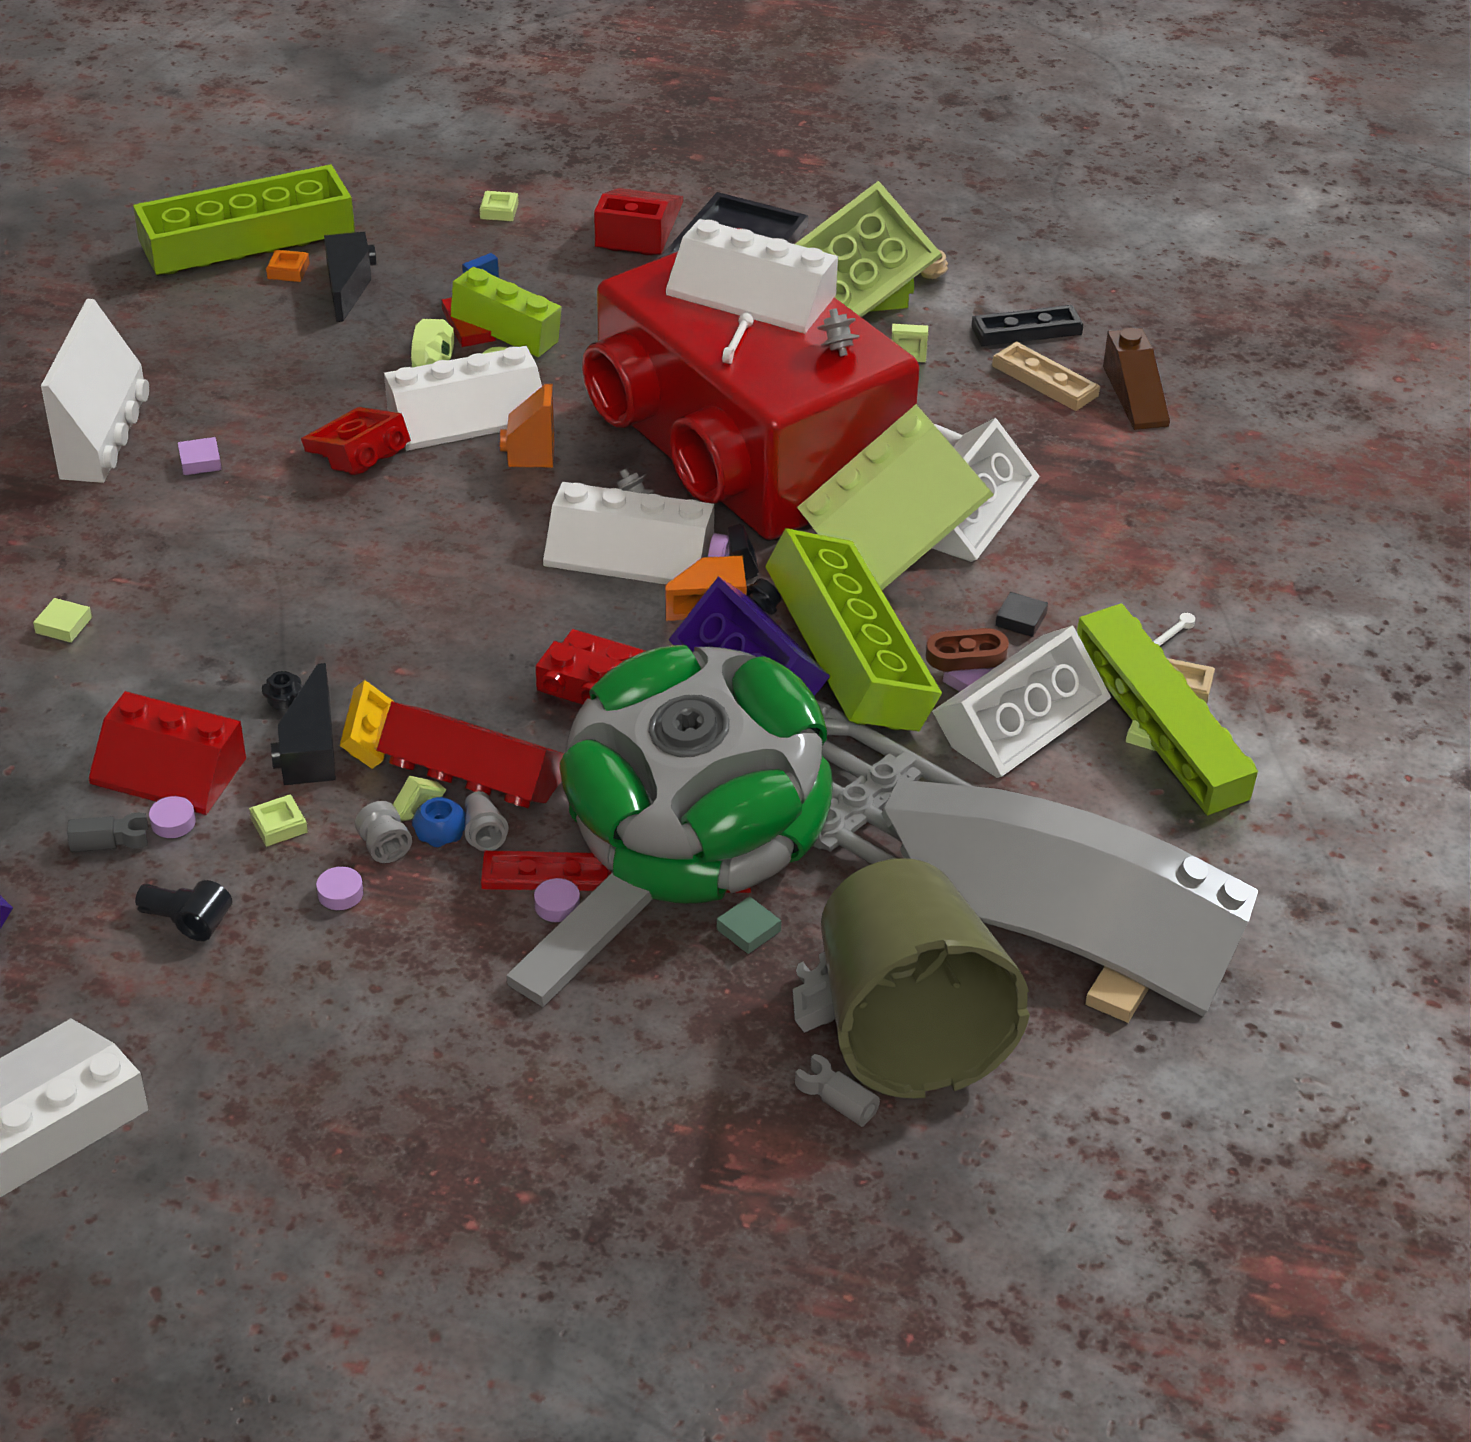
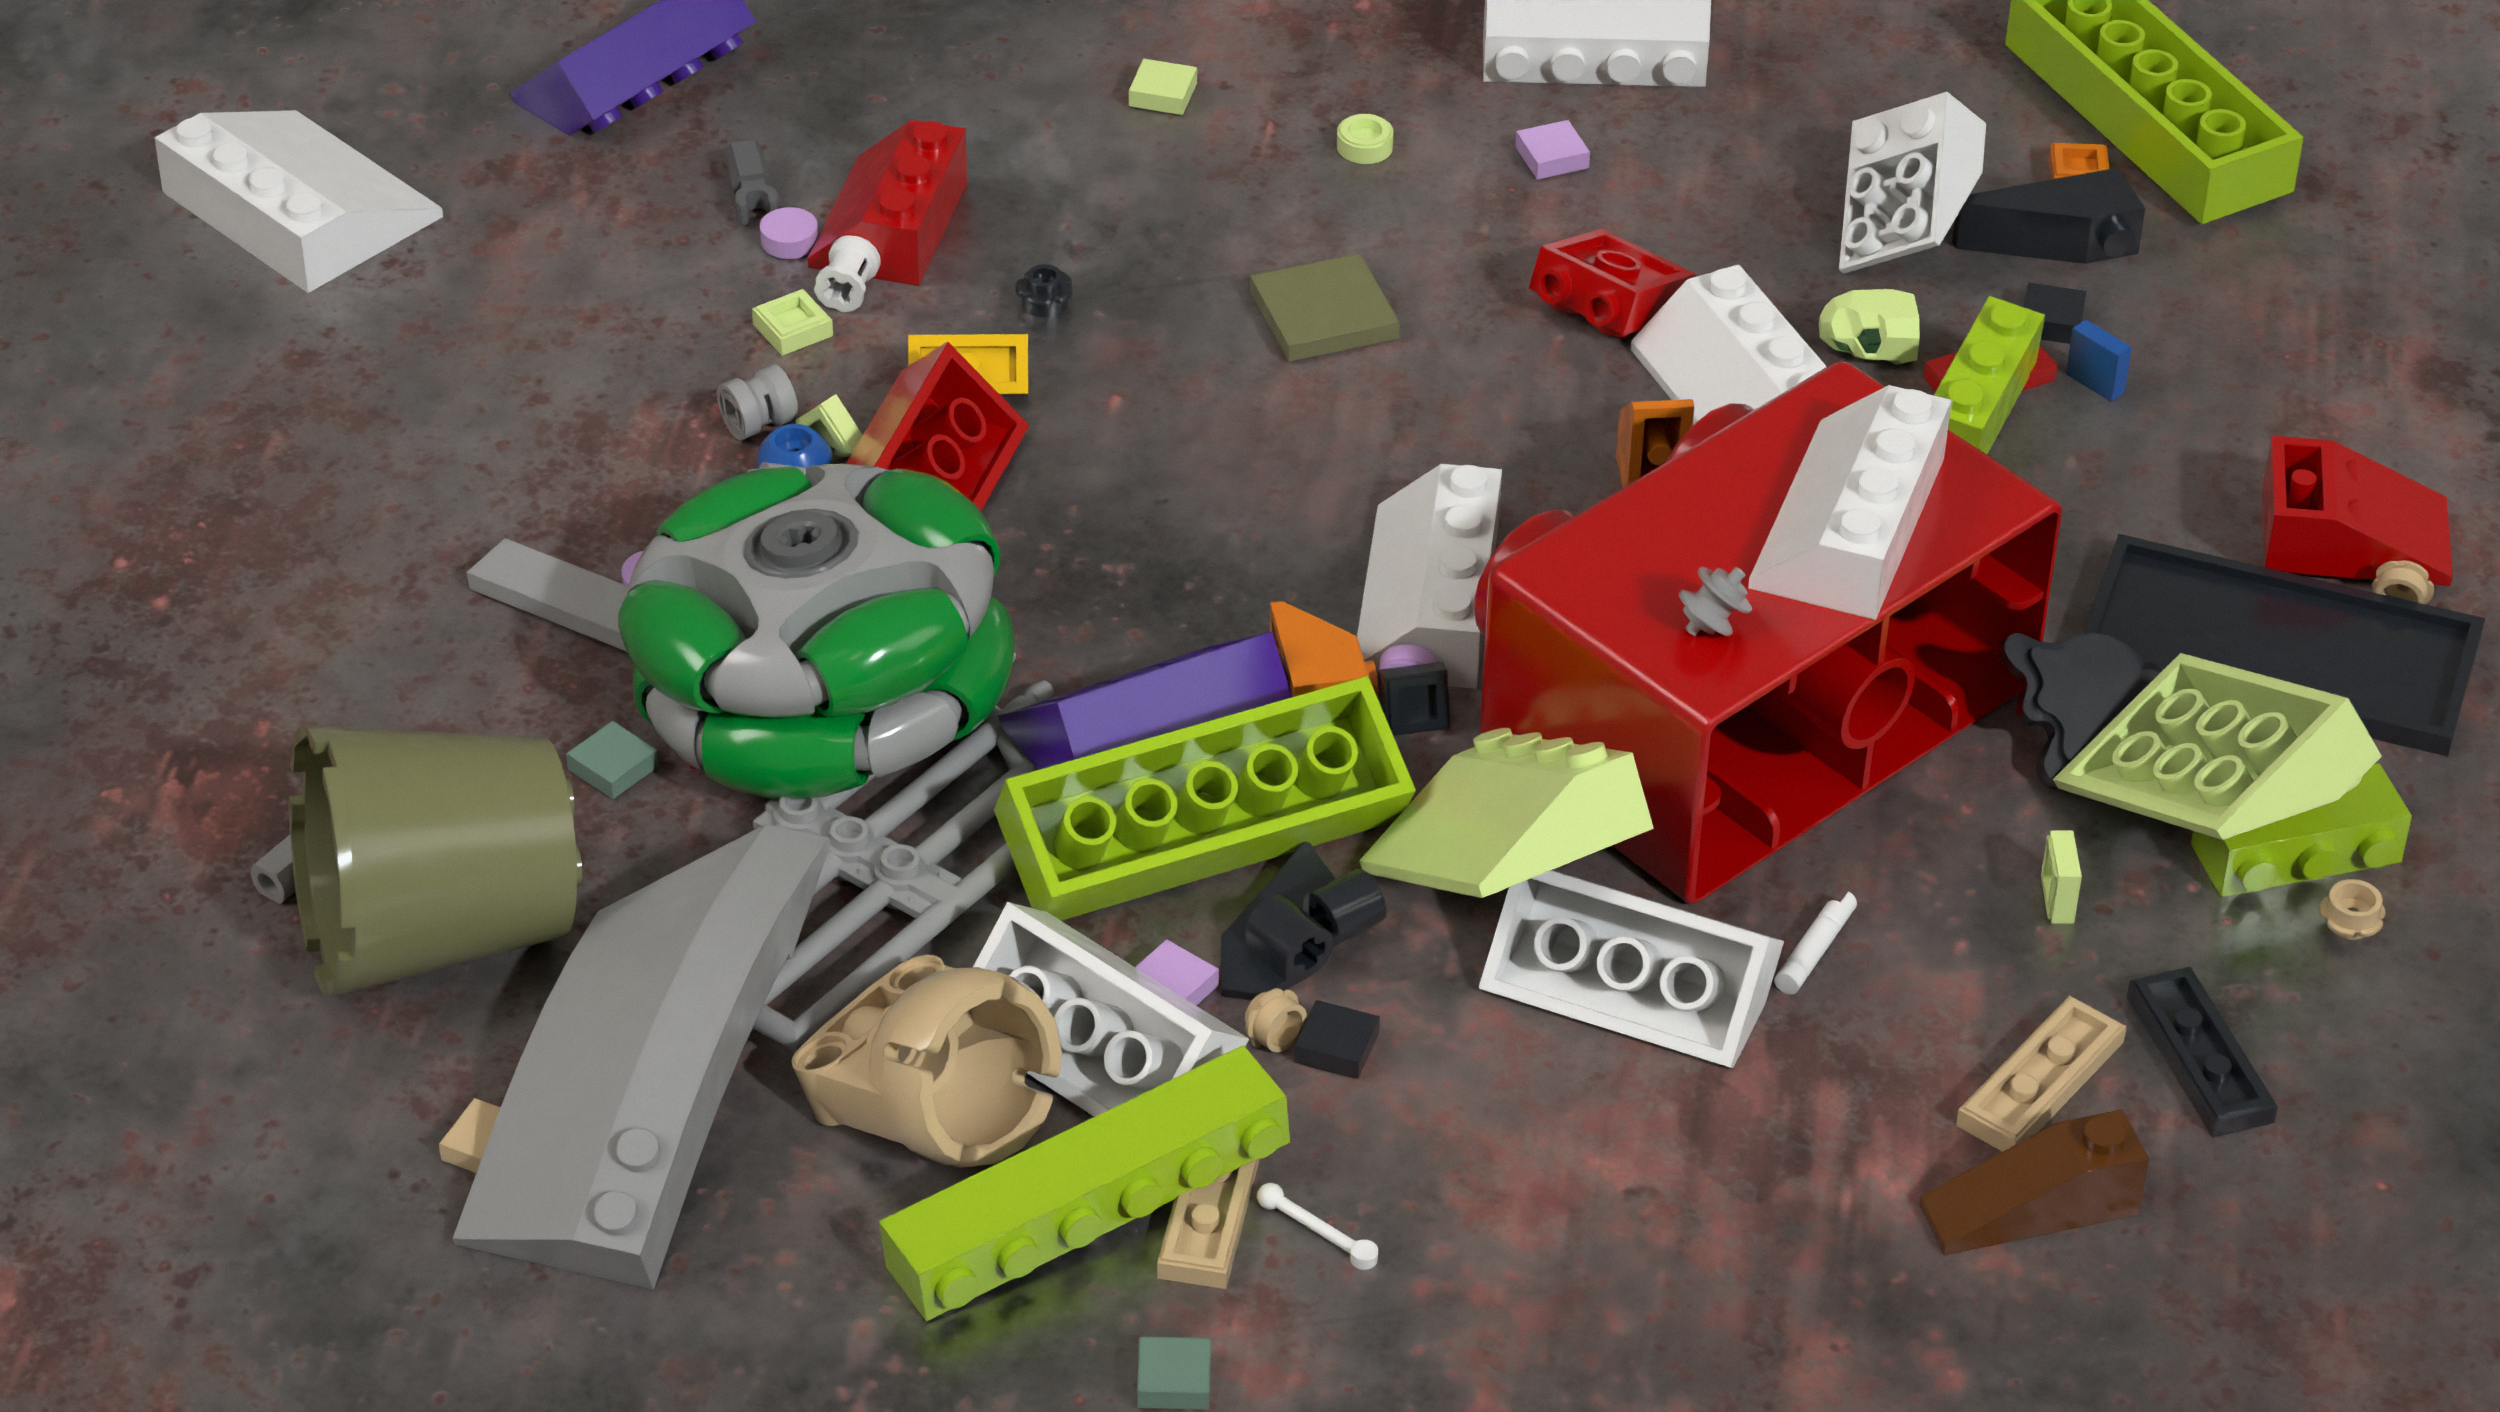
camera: 85 degrees right, 0 degrees up
(156, 534) = (1365, 139): none -> yellowish green tile
(193, 911) = (618, 264): black pin -> none
(242, 781) = (845, 263): none -> white bush
(306, 734) = (955, 305): black slope -> none
(318, 309) = (1908, 178): none -> white slope
(337, 565) = (1324, 307): none -> olive tile
(339, 888) = (666, 387): lavender tile -> none
(422, 291) = (2061, 308): none -> black tile
(499, 206) = (2347, 372): yellowish green tile -> none
(578, 664) = (1122, 567): red plate -> none
(688, 209) = (2403, 581): none -> tan plate
(745, 321) = (1647, 498): white hinge -> none
(926, 610) = (1295, 925): none -> black panel
(966, 649) = (1192, 945): copper plate -> none
(1015, 630) = (1275, 1020): none -> tan plate
(1076, 749) = (936, 1062): none -> tan piece
(1288, 696) = (1174, 1373): none -> sand green tile

